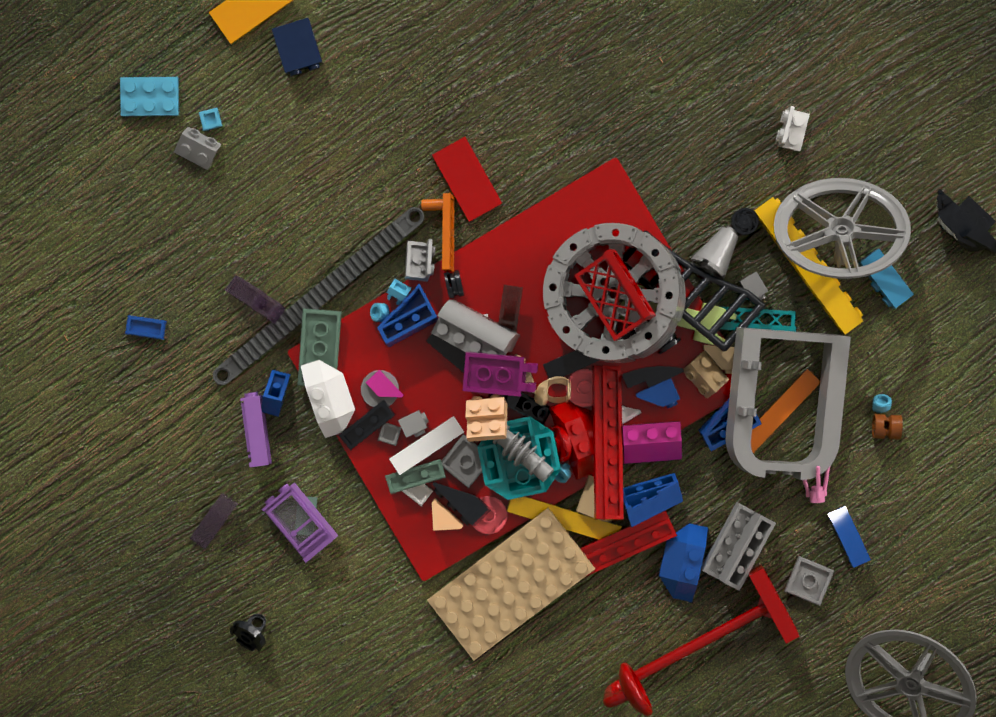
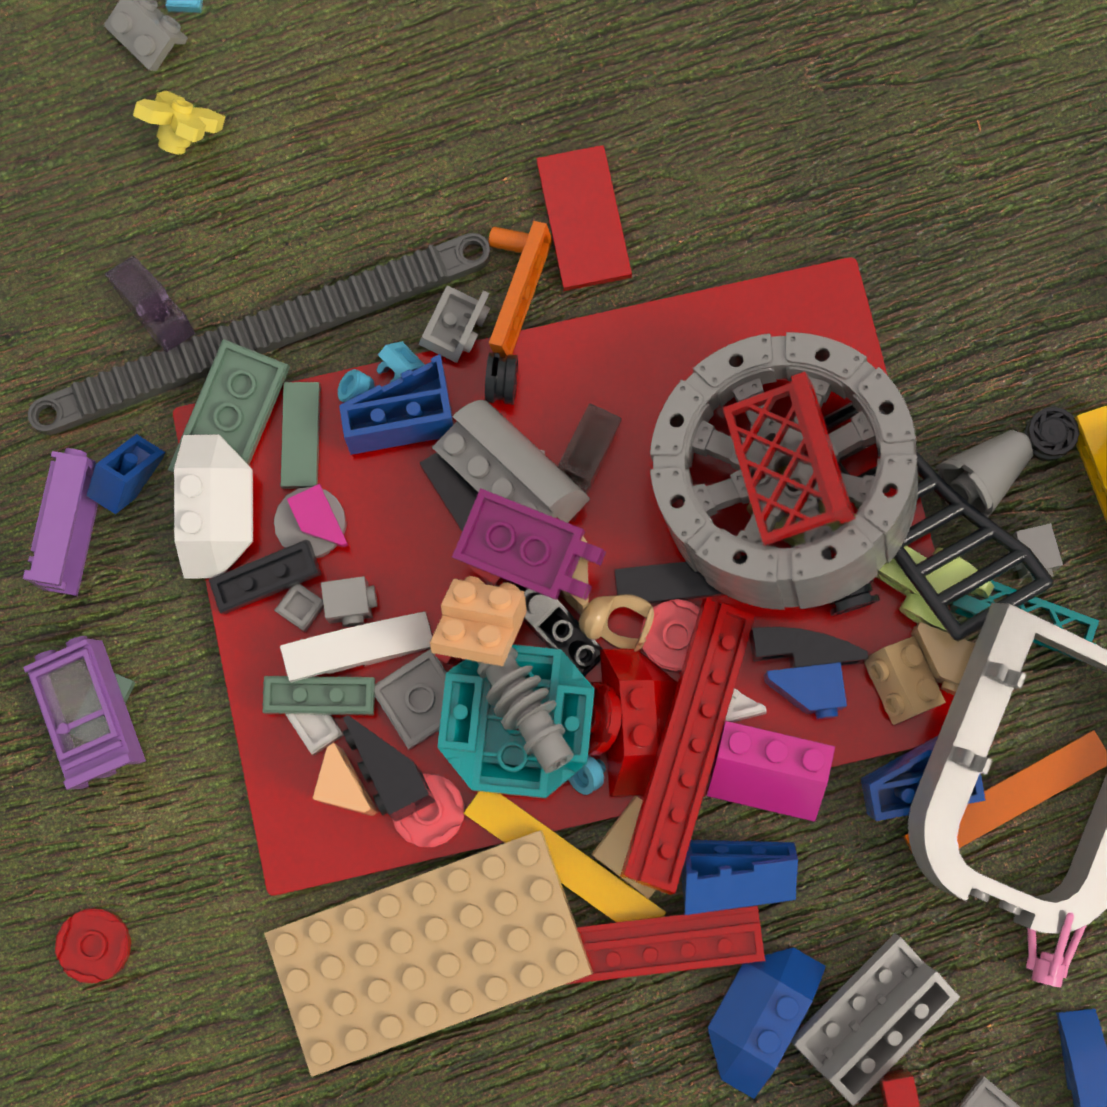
camera: 20 degrees right, 10 degrees down
(235, 196) = (177, 120): none -> light yellow plant
(343, 633) = (93, 945): none -> red tile
(359, 345) = (300, 435): none -> sand green tile

